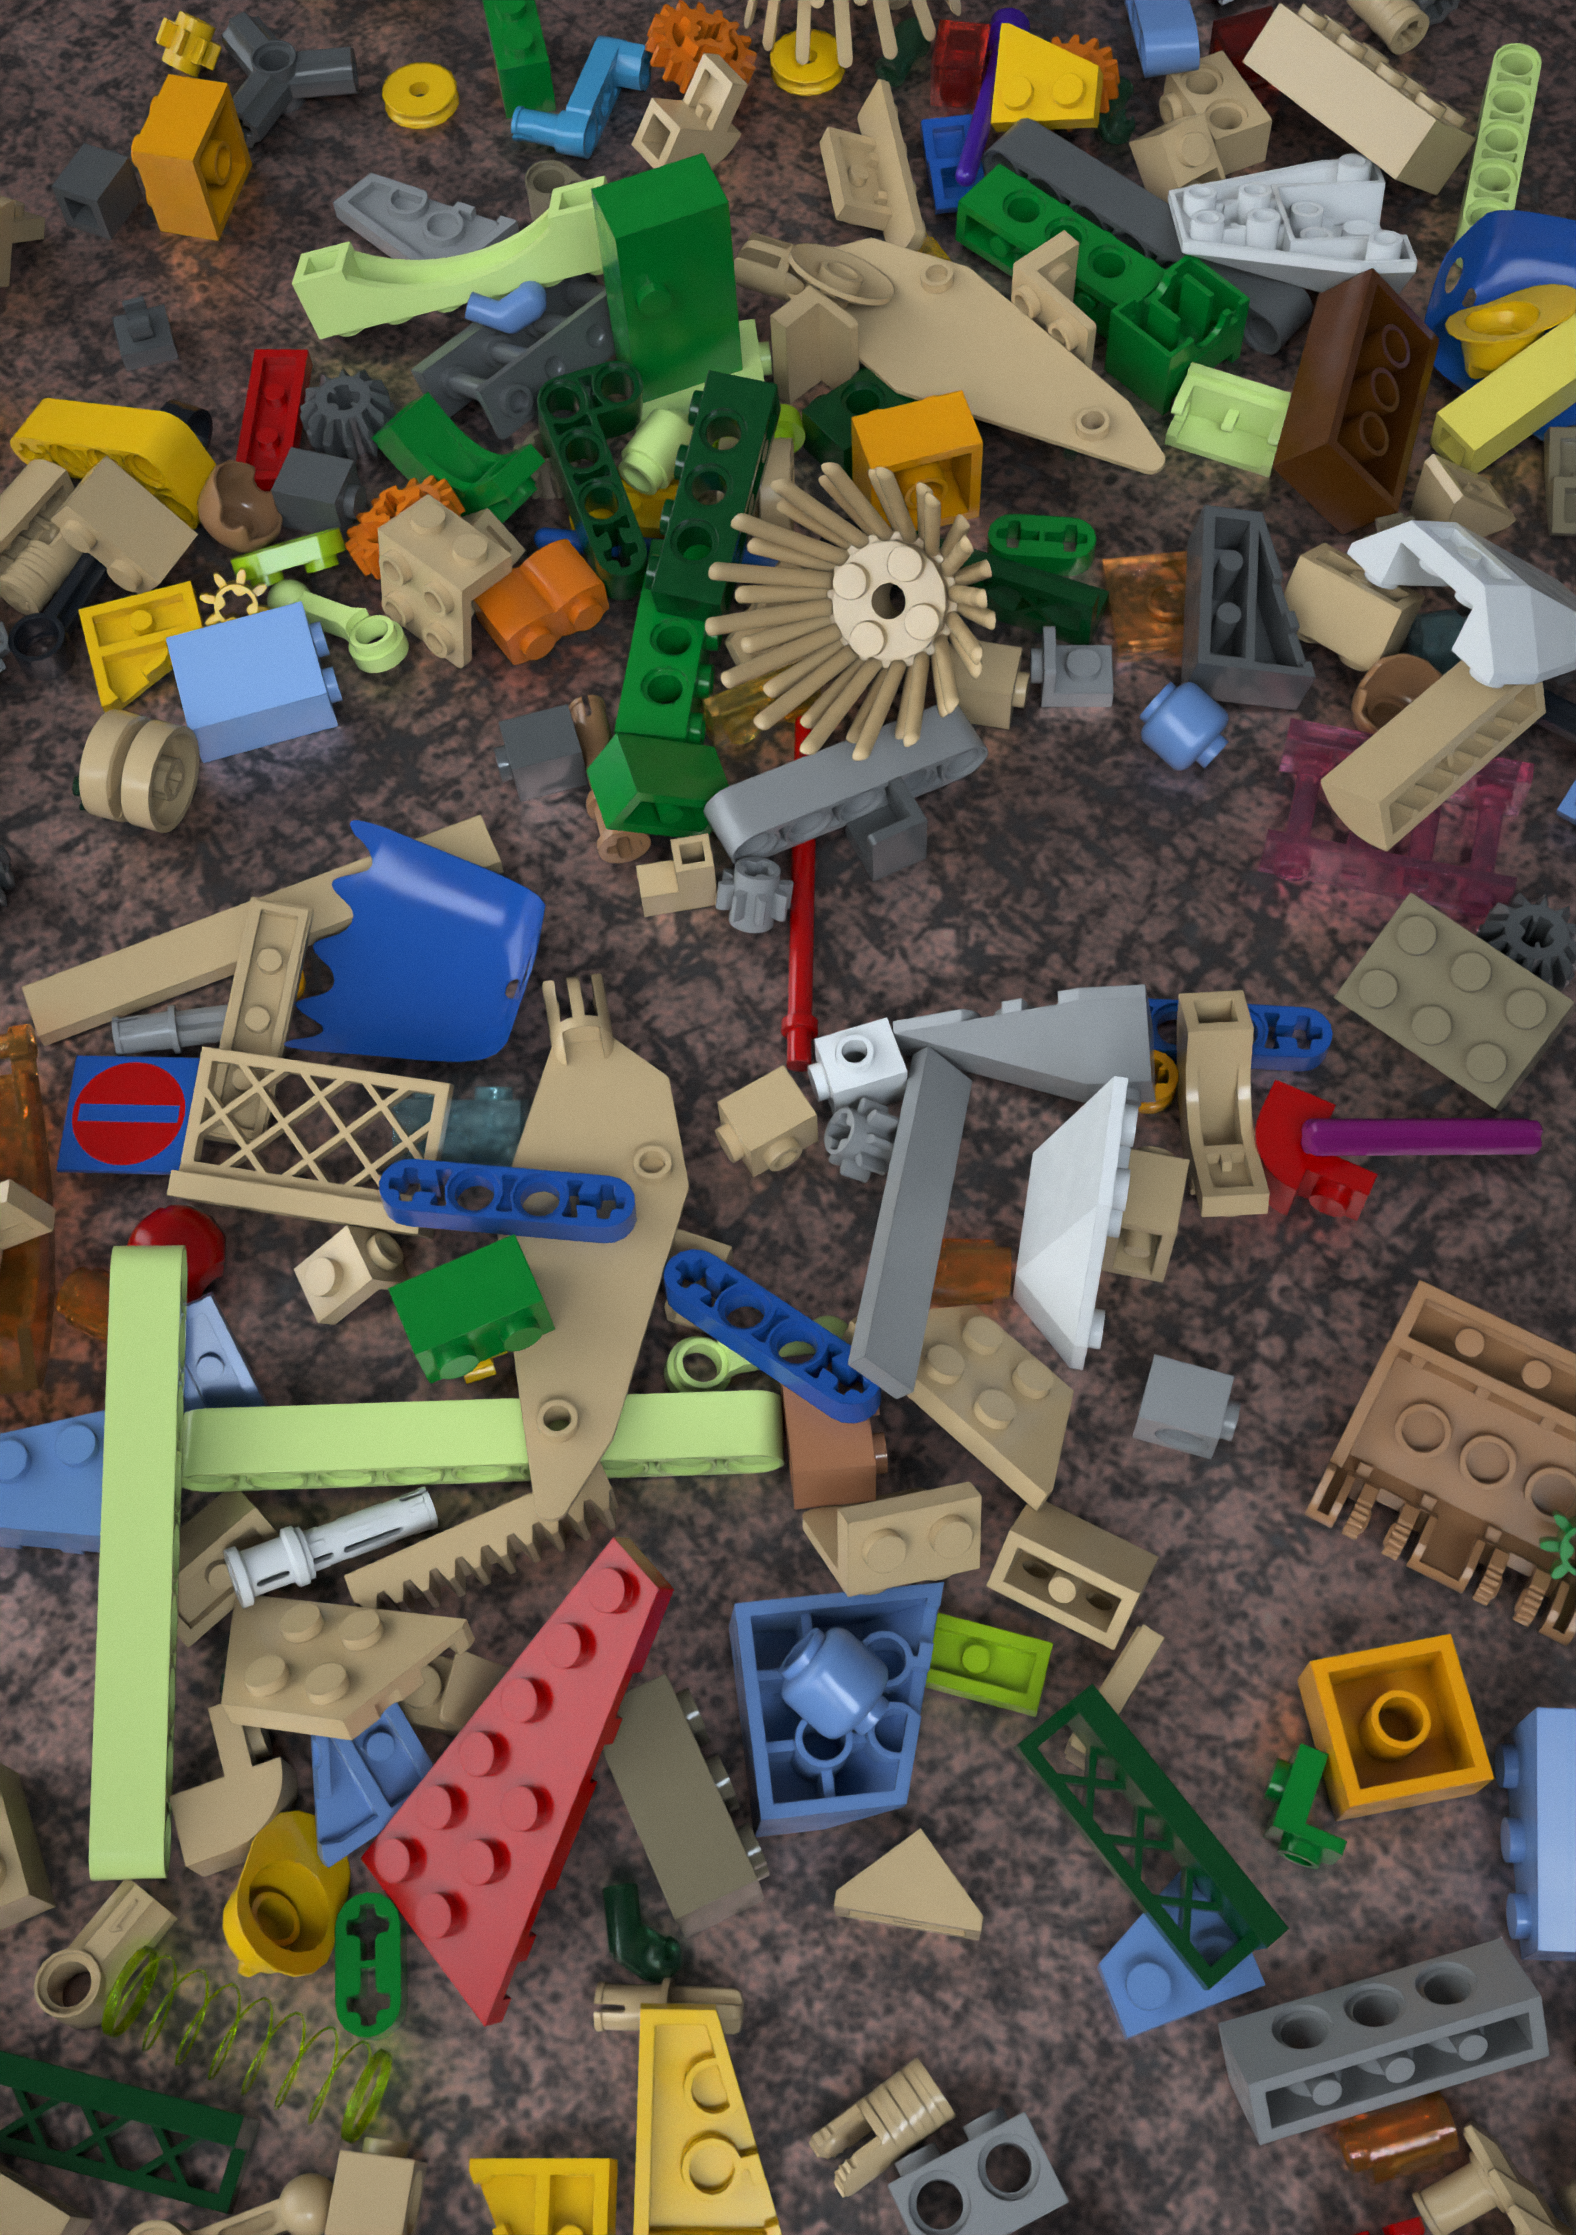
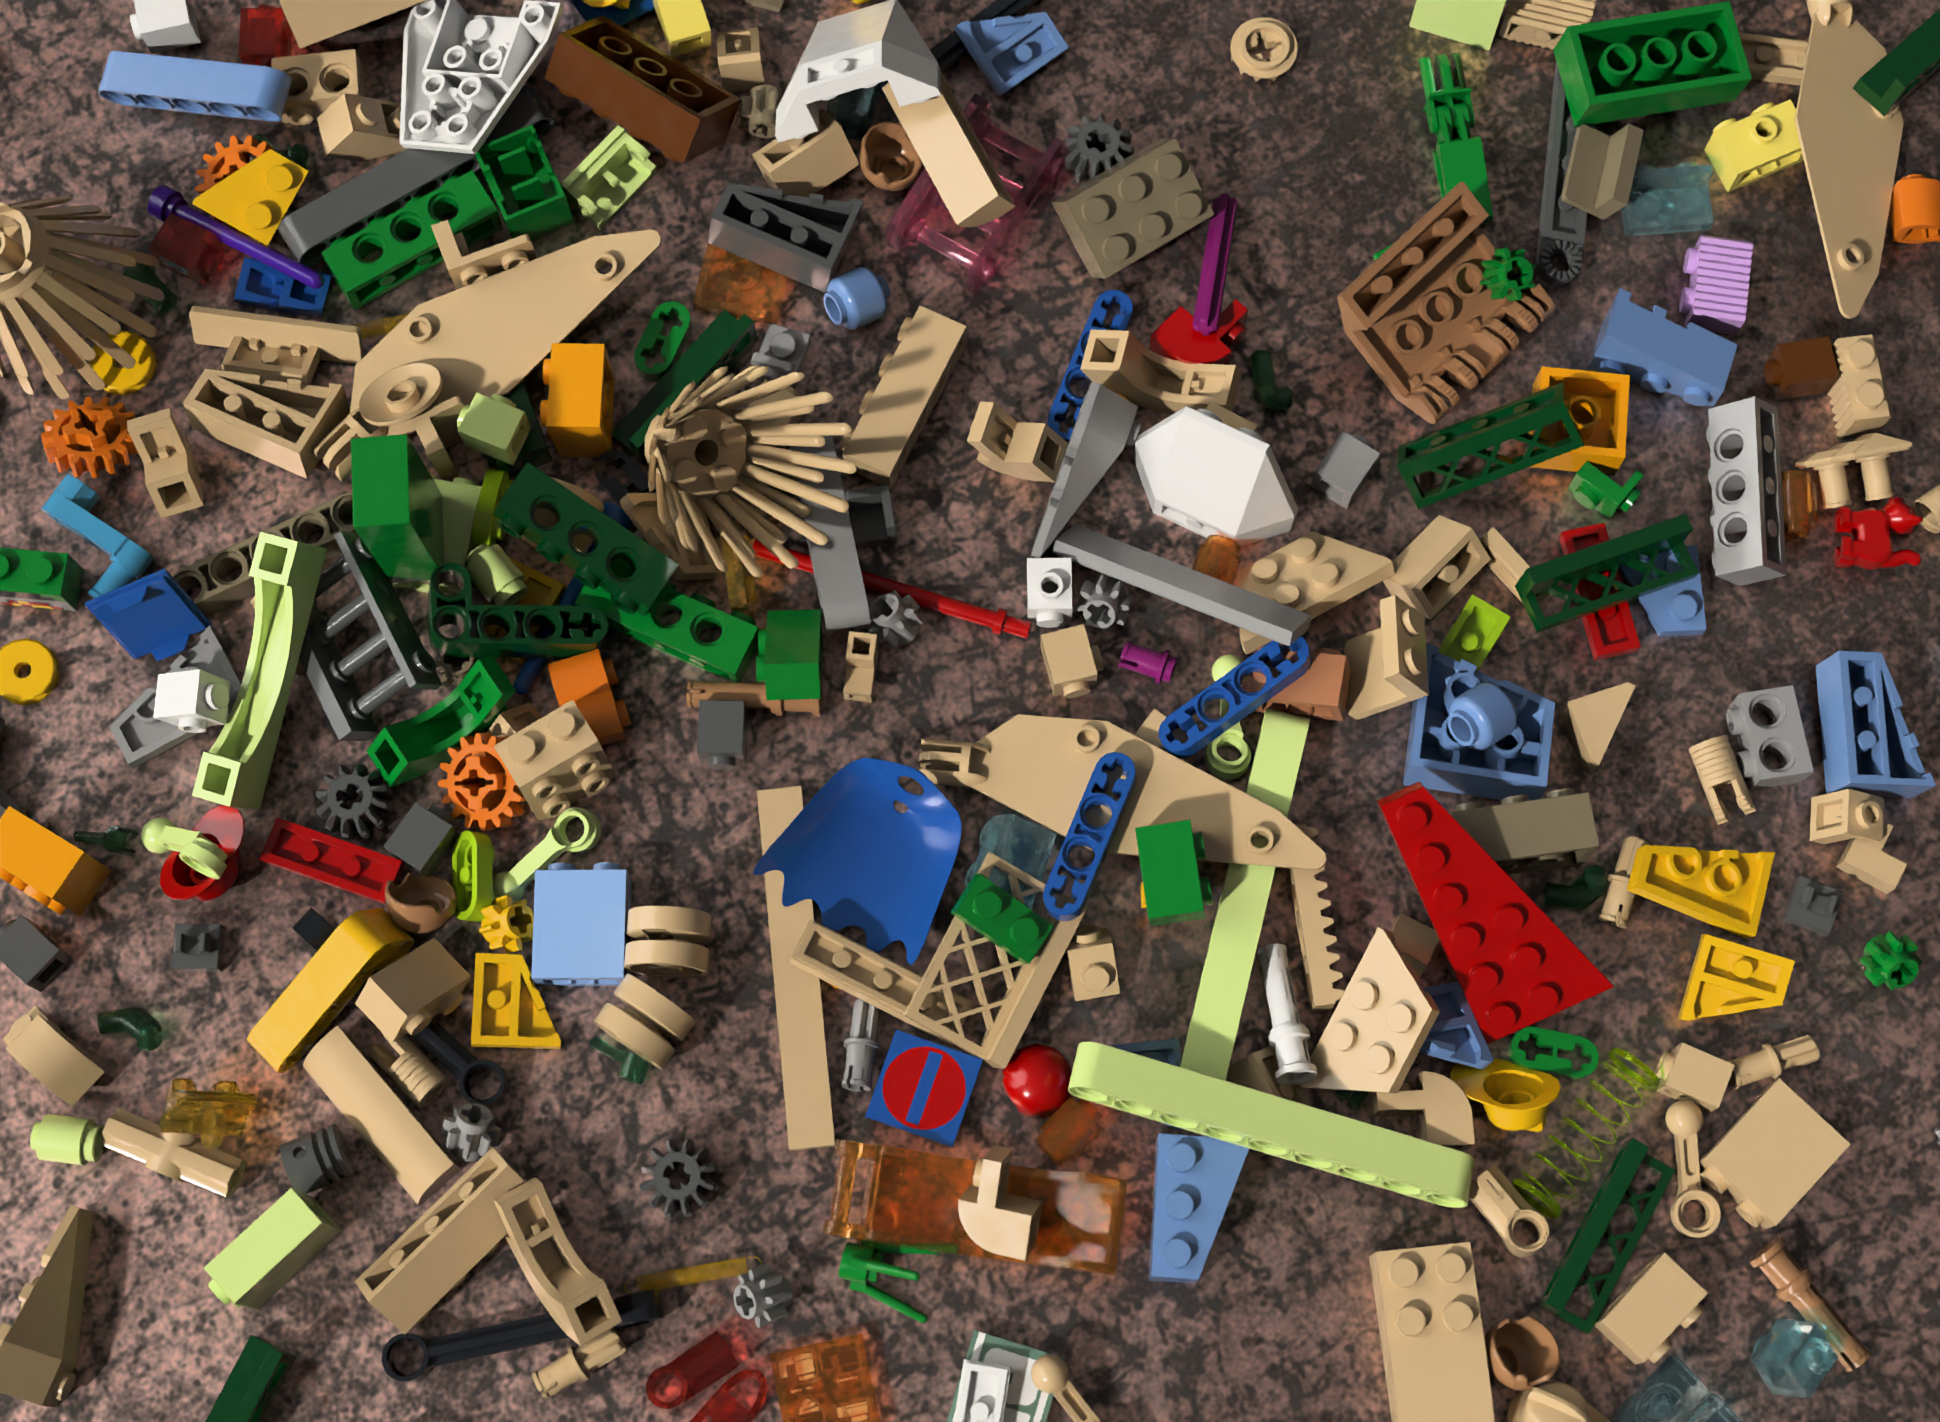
camera: 75 degrees left, 10 degrees up
(42, 310) = (135, 1022): none -> clear green arm
(228, 273) = (195, 849): none -> yellowish green piece
(233, 302) = (224, 828): none -> red piece
(246, 766) = (667, 941): none -> tan wheel
(247, 223) = (112, 839): none -> clear green hand
(362, 1124) = (1002, 919): none -> green plate
(408, 215) = (192, 700): none -> white brick
(502, 154) = (150, 616): none -> blue piece
(512, 312) = (326, 646): medium blue arm -> none
(784, 179) = (266, 416): none -> tan wedge
(801, 1226) = (1148, 662): none -> magenta pin
(838, 379) = (493, 427): none -> yellowish green brick
(1049, 943) = (1016, 447): none -> tan brick
(1067, 816) = (904, 395): none -> tan brick
(1073, 1879) = (1612, 629): none -> red plate
(1272, 1264) = (1265, 383): none -> clear green arm
(1310, 1578) = (1482, 432): none -> dark green fence

